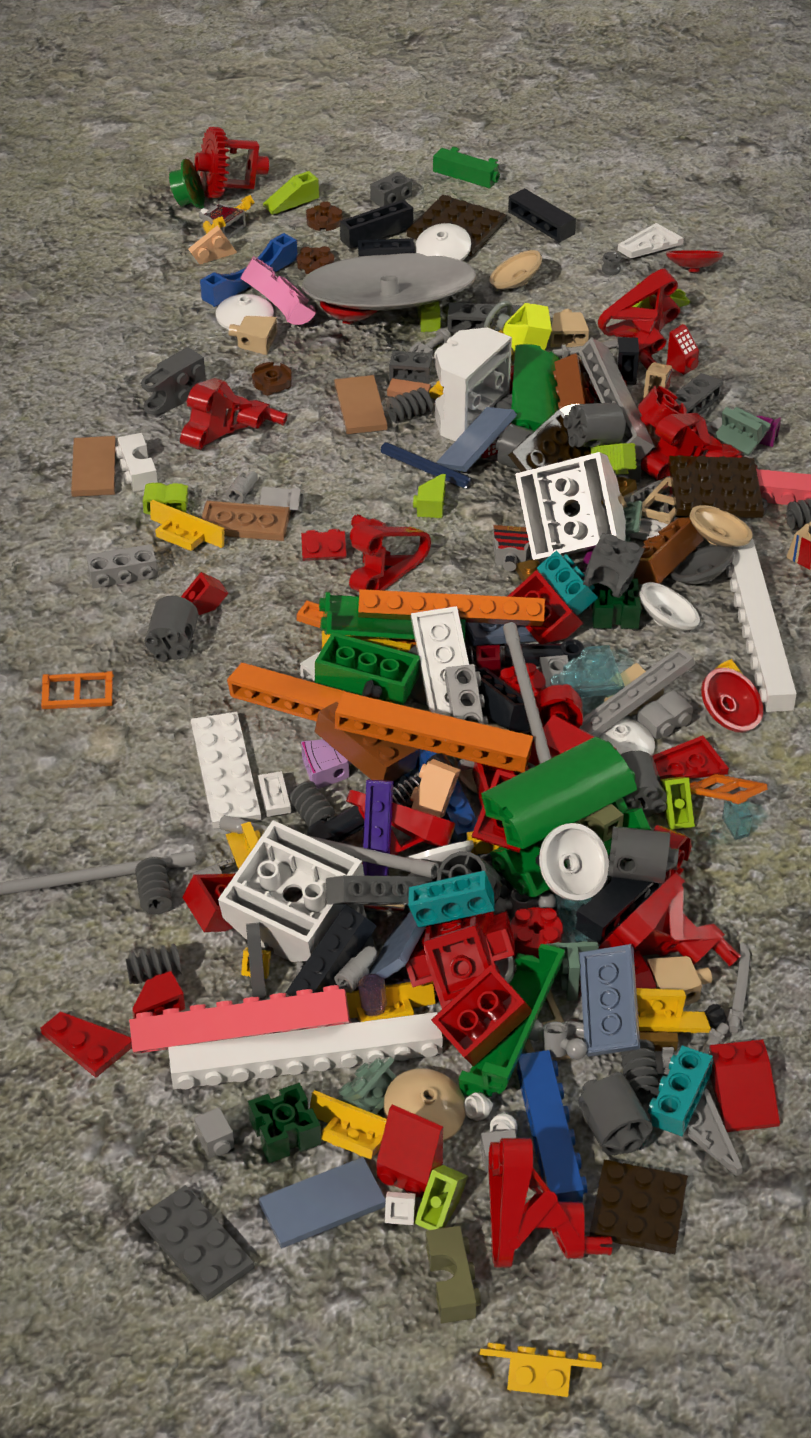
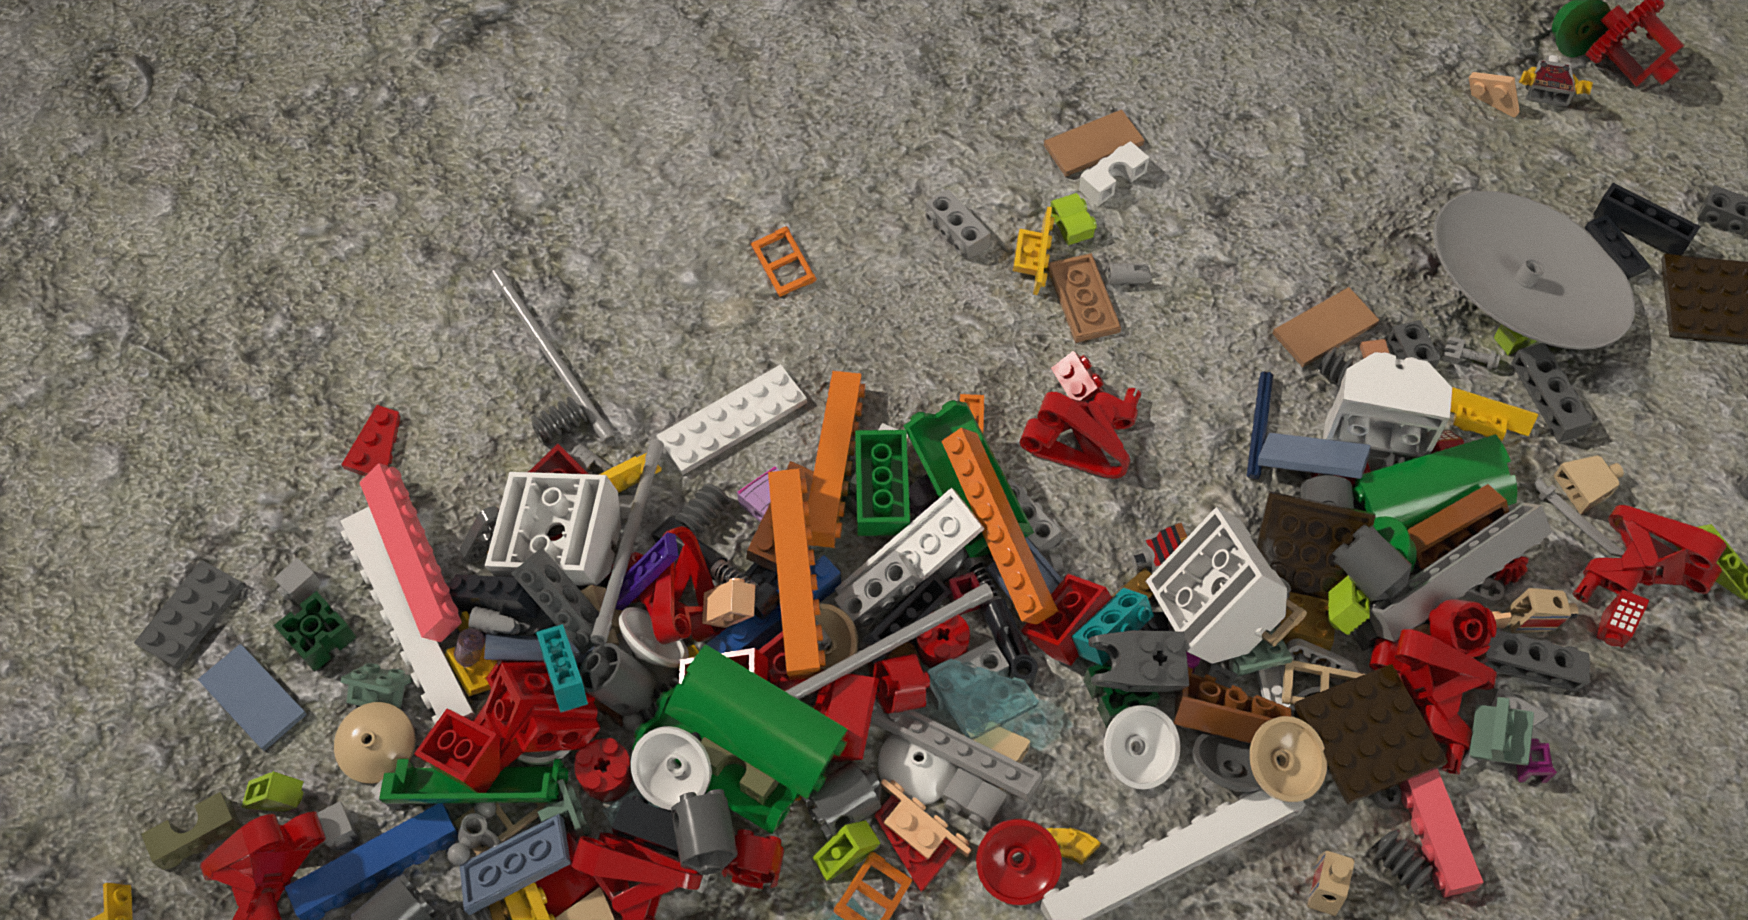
camera: 70 degrees right, 15 degrees up
(152, 963) = (466, 457): dark grey piece -> none
(159, 994) = (431, 478): red slope -> none
(171, 628) = (882, 297): dark grey cylinder -> none
(173, 380) = (1243, 150): dark grey brick -> none
(205, 593) = (947, 305): red slope -> none
(209, 417) = (1198, 200): red connector -> none
(238, 306) = (1414, 166): white dish -> none
(255, 333) = (1379, 188): tan torso -> none
(274, 794) = (712, 470): white plate -> none
(277, 254) = (1520, 152): blue arch -> none
(279, 291) = (1466, 173): bright pink brick -> none
(280, 378) = (1313, 241): reddish brown plate -> none
(283, 497) = (1128, 318): light grey bracket -> none
(296, 191) = (1648, 123): lime slope -> none
(314, 258) = (1551, 181): reddish brown plate -> none
(324, 216) = (1644, 164): reddish brown plate -> none
(348, 1125) = (324, 695): yellow bracket -> none
(371, 690) = (846, 497): black piece -> none
(400, 1208) = (253, 761): white tile -> none
(409, 1151) = (298, 747): red slope -> none
(431, 498) = (1206, 449): lime slope -> none
(444, 240) = (1664, 308): white dish -> none
(503, 1122) = (369, 821): white plate -> none
(516, 270) = (1657, 388): tan dish -> none
(527, 326) = (1539, 432): neon yellow piece -> none
(628, 358) = (1557, 562): black brick -> none
(681, 747) = (917, 827): none -> light nougat bracket

